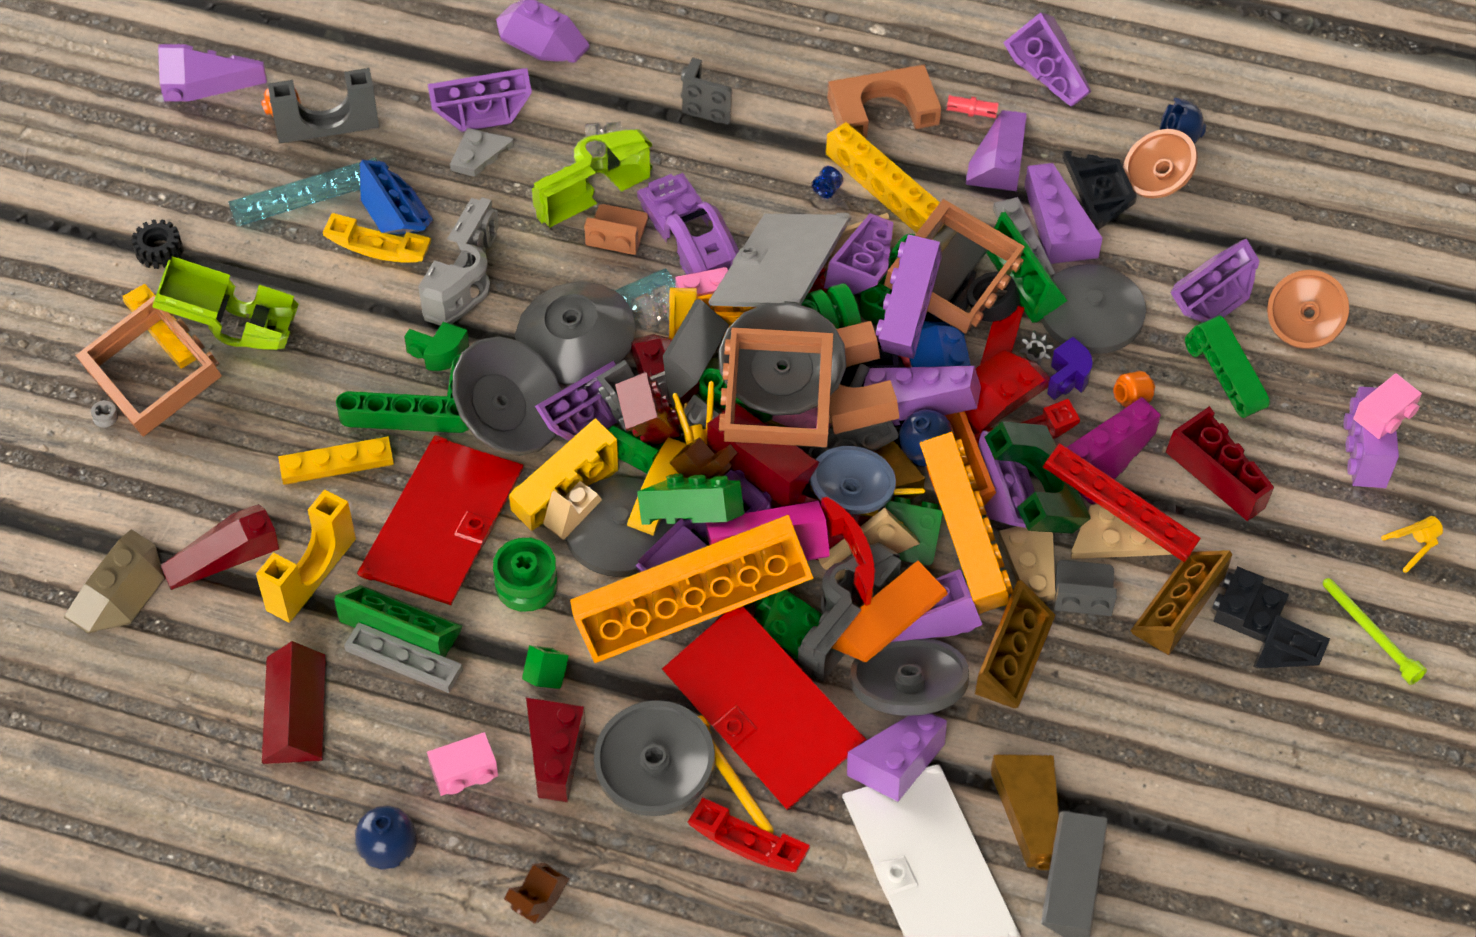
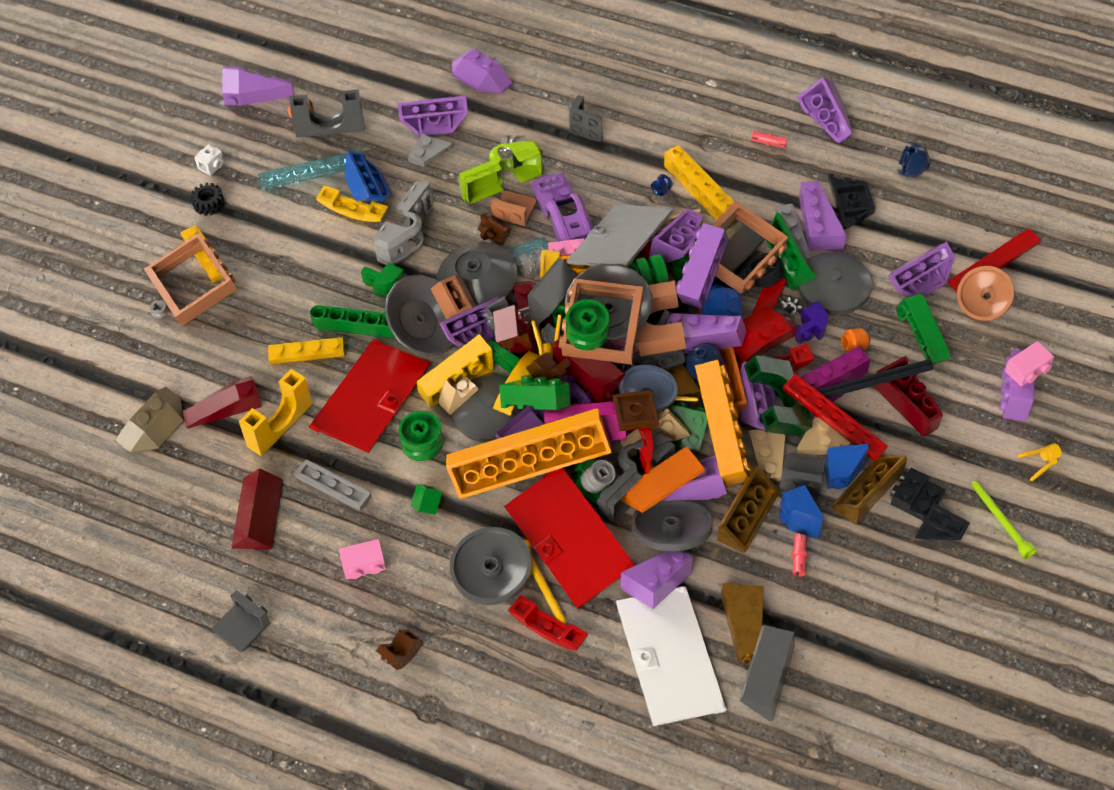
camera: 10 degrees right, 0 degrees up
(153, 185) = (209, 160): none -> white brick
(206, 294) = (231, 236): lime piece -> none
(294, 873) = (242, 622): none -> dark grey bracket
(385, 837) = (305, 603): dark blue cylinder -> none
(396, 619) = (332, 459): green slope -> none
(548, 366) = (453, 296): none -> nougat slope
(555, 743) = (426, 552): dark red wedge -> none
(589, 263) = (491, 229): none -> reddish brown hips
(760, 394) = (587, 324): none -> green wheel
(796, 614) = (598, 476): none -> light grey wheel
(842, 514) = (635, 410): none -> reddish brown tile
(906, 85) = (725, 122): nougat arch -> none
(999, 154) = (784, 173): medium lavender wedge -> none
(1092, 644) = (801, 512): none -> blue slope
(1096, 705) = (799, 555): none -> coral pin
(1142, 570) = (844, 464): none -> blue slope
(1156, 154) = (894, 186): nougat dish -> none
(1175, 442) = (877, 378): none -> black axle
(1320, 254) = (1003, 255): none -> red tile

